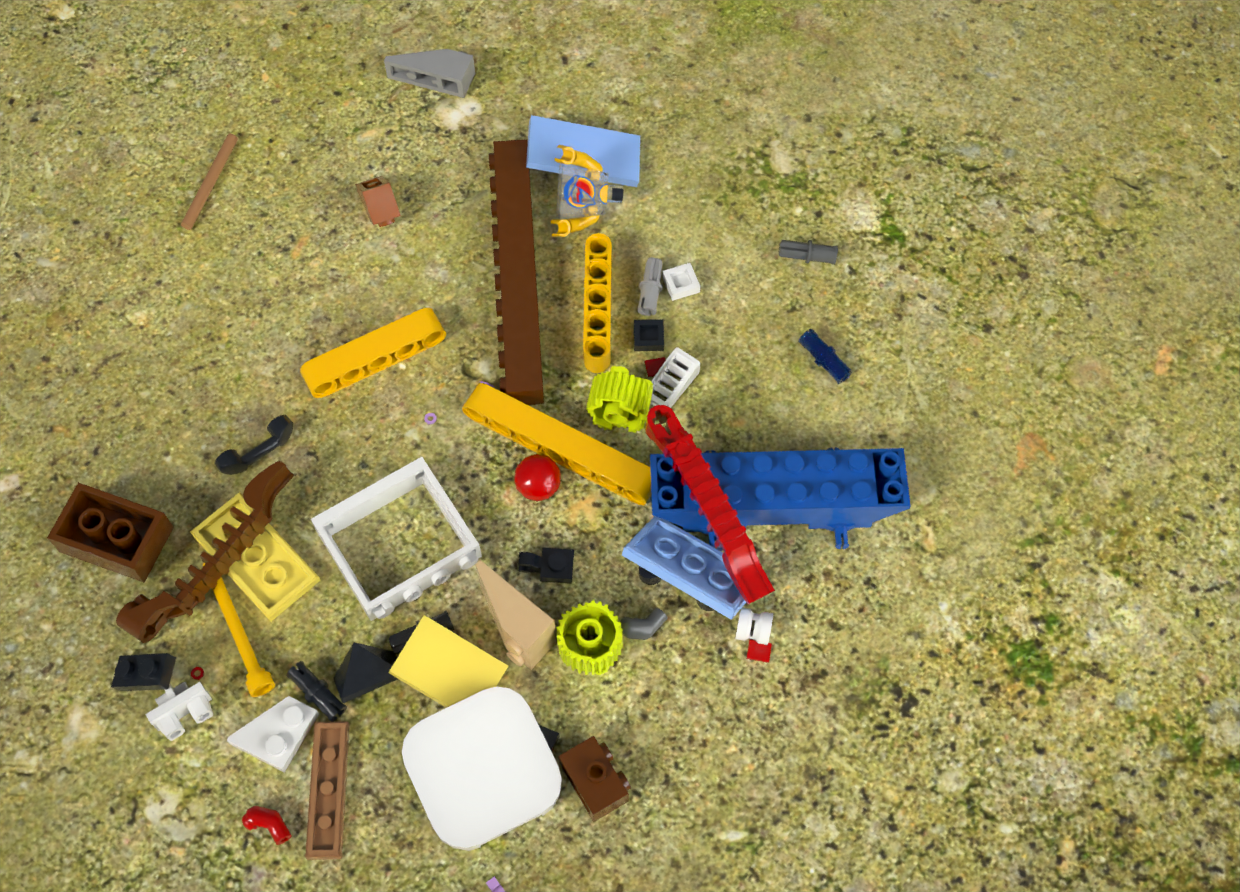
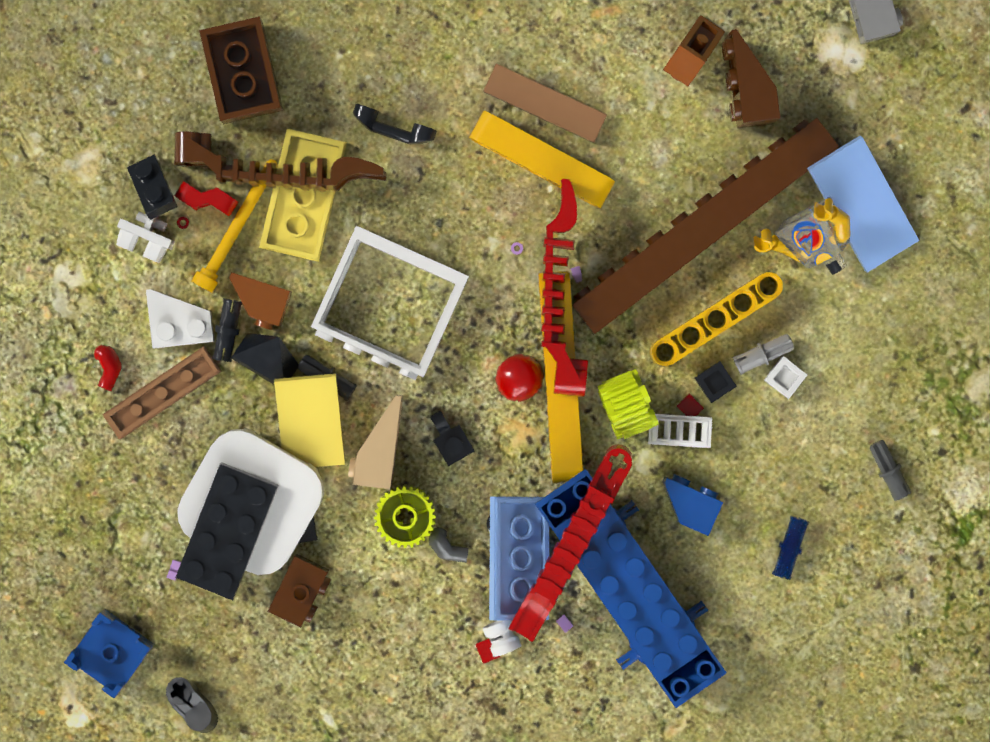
camera: 60 degrees right, 25 degrees up
(197, 626) = (213, 197): none -> red piece
(313, 642) = (262, 300): none -> dark orange slope
(331, 327) = (544, 103): none -> medium nougat tile
(431, 170) = (753, 90): none -> reddish brown slope
(493, 803) = (227, 531): none -> black plate
(560, 424) = (569, 372): none -> red piece
(738, 408) = (692, 507): none -> blue slope
(776, 571) = (564, 623): none -> lavender piece

